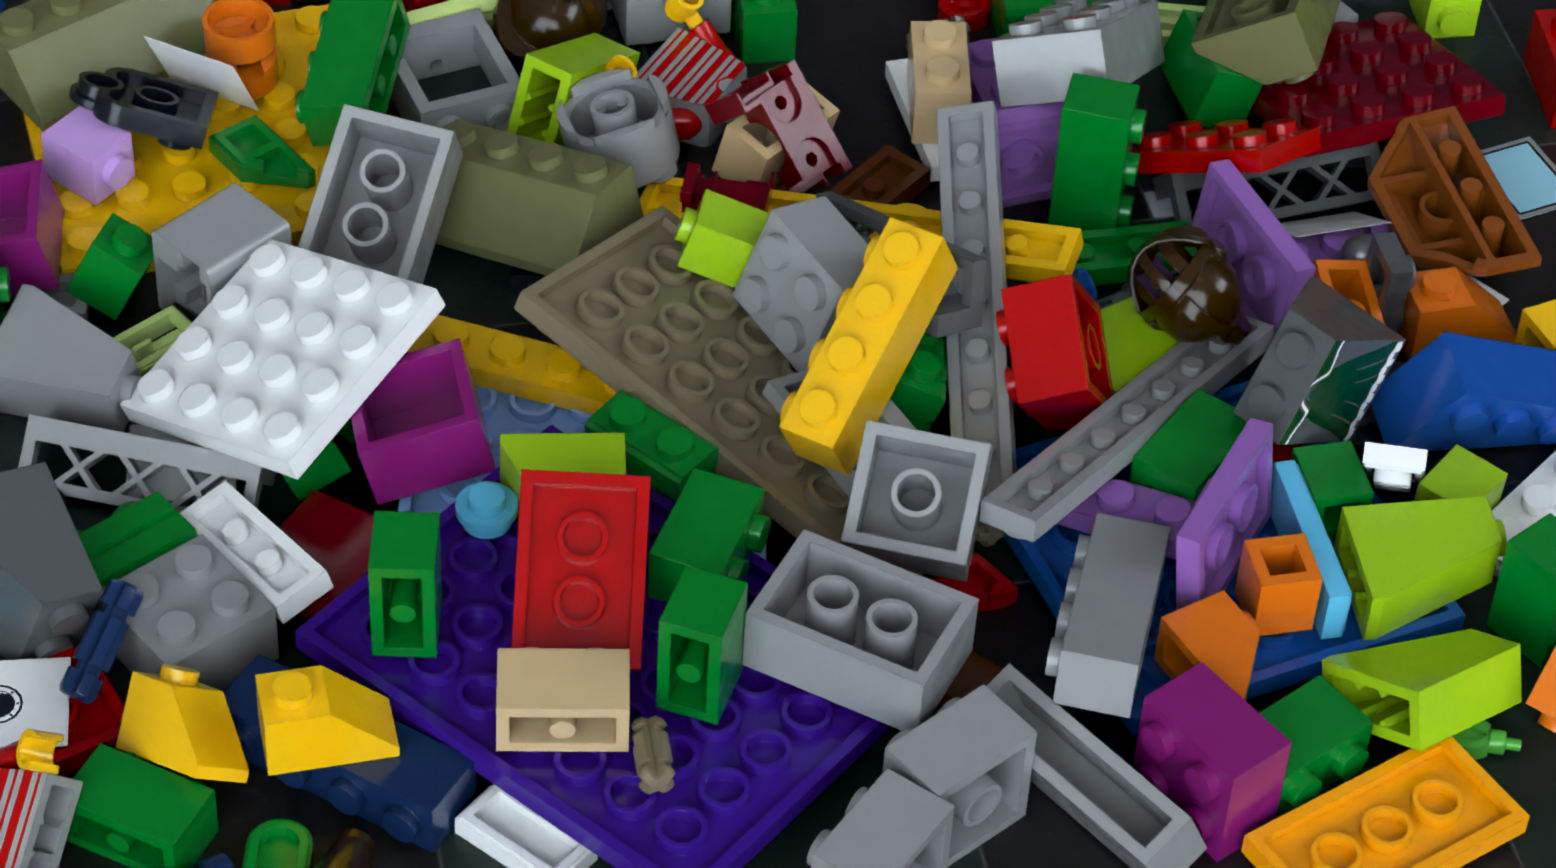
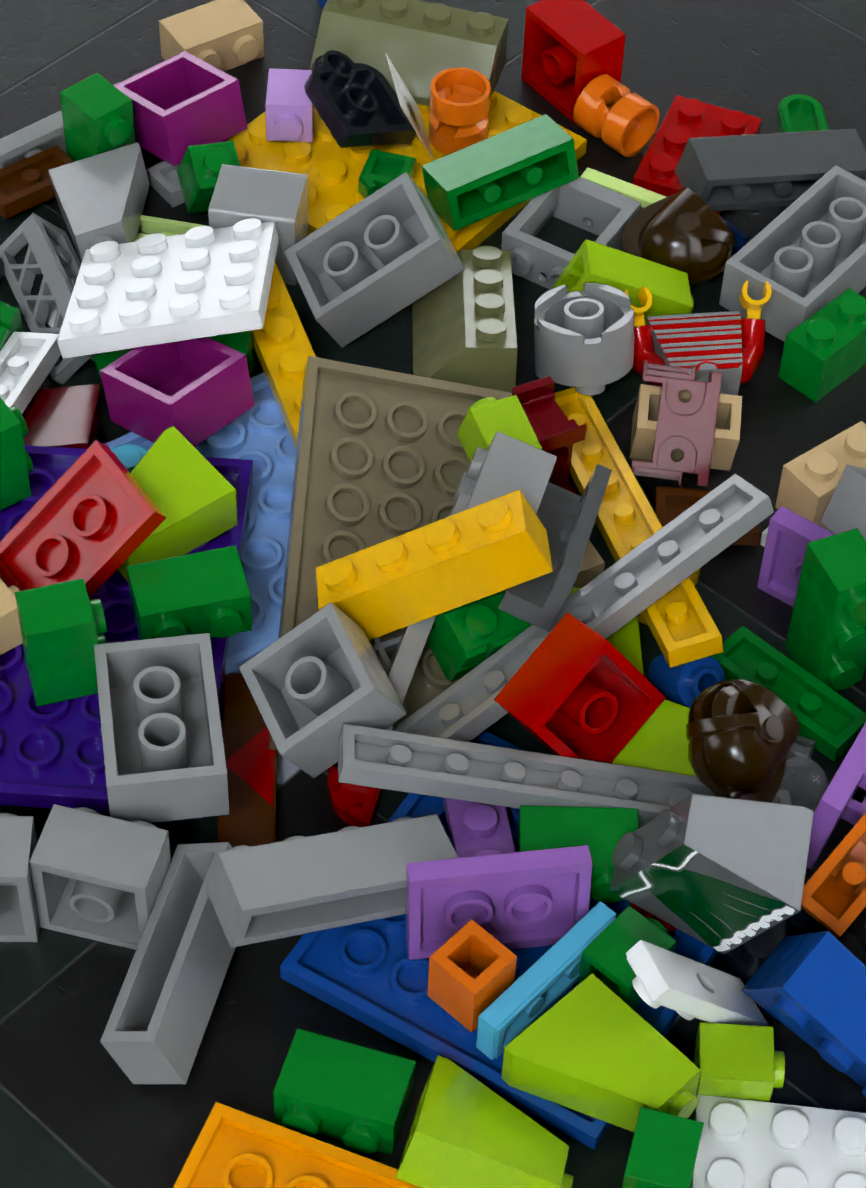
camera: 55 degrees right, 5 degrees up
(654, 443) = (266, 527): green brick -> none
(1210, 633) = (366, 979): orange slope -> none
(1212, 757) = (251, 1027): magenta piece -> none

